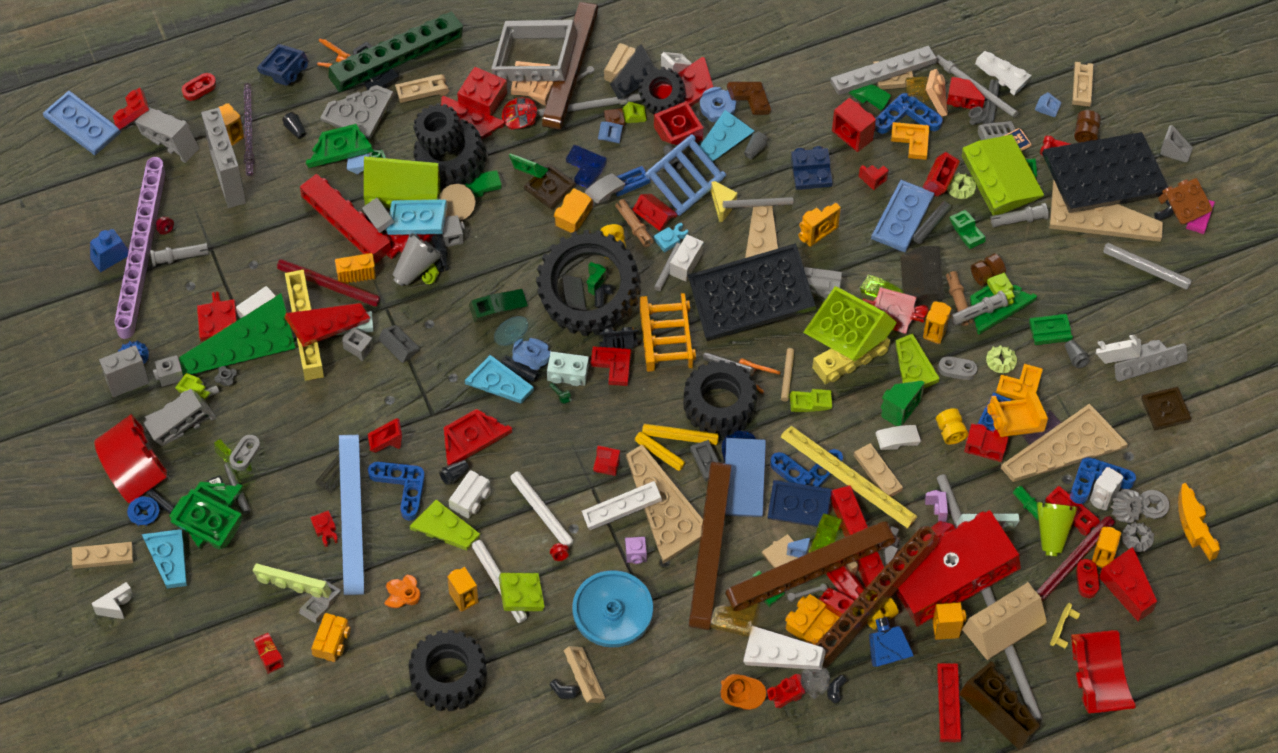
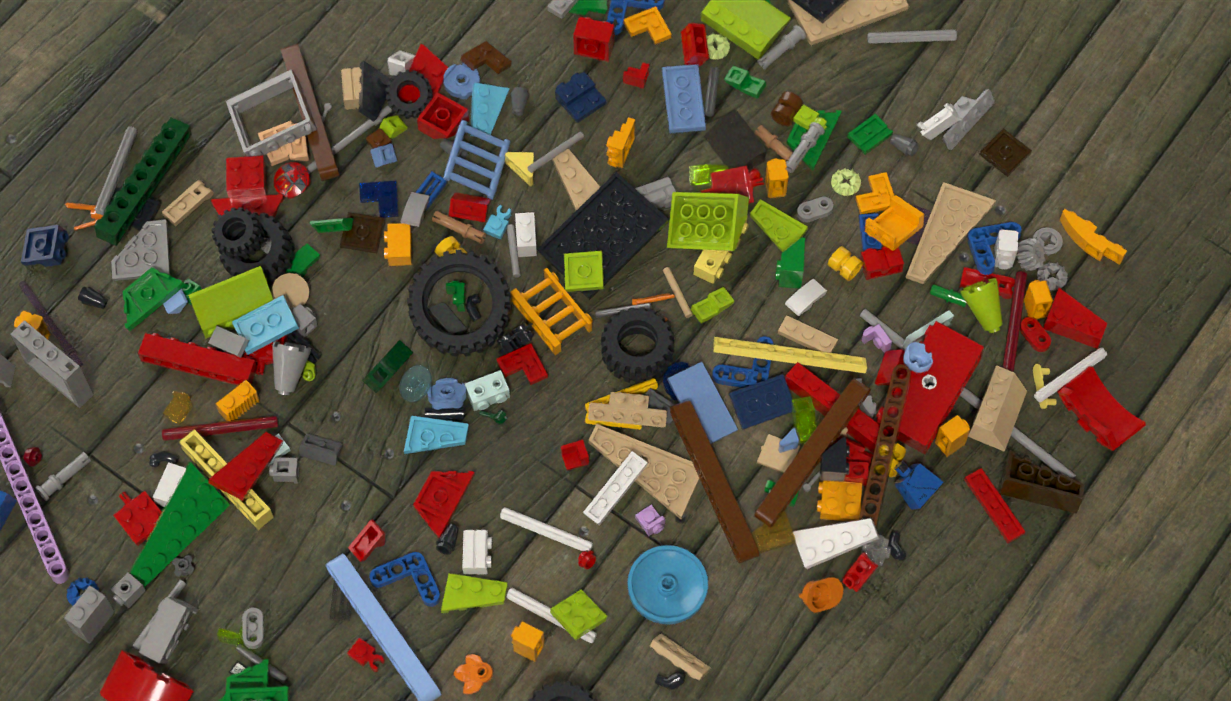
camera: 30 degrees left, 5 degrees up
(194, 383) = (159, 591): lime plate -> none
(267, 280) = (156, 458): none -> black arm
(306, 248) = (178, 407): none -> clear yellow bracket
(381, 31) = (116, 170): none -> light grey axle
(674, 446) = (628, 410): none -> tan bracket
(714, 312) = (584, 271): none -> lime plate
(824, 584) = (833, 462): none -> black slope
(951, 531) = (917, 358): none -> light blue hair
(1080, 628) = (1067, 376): none -> white axle

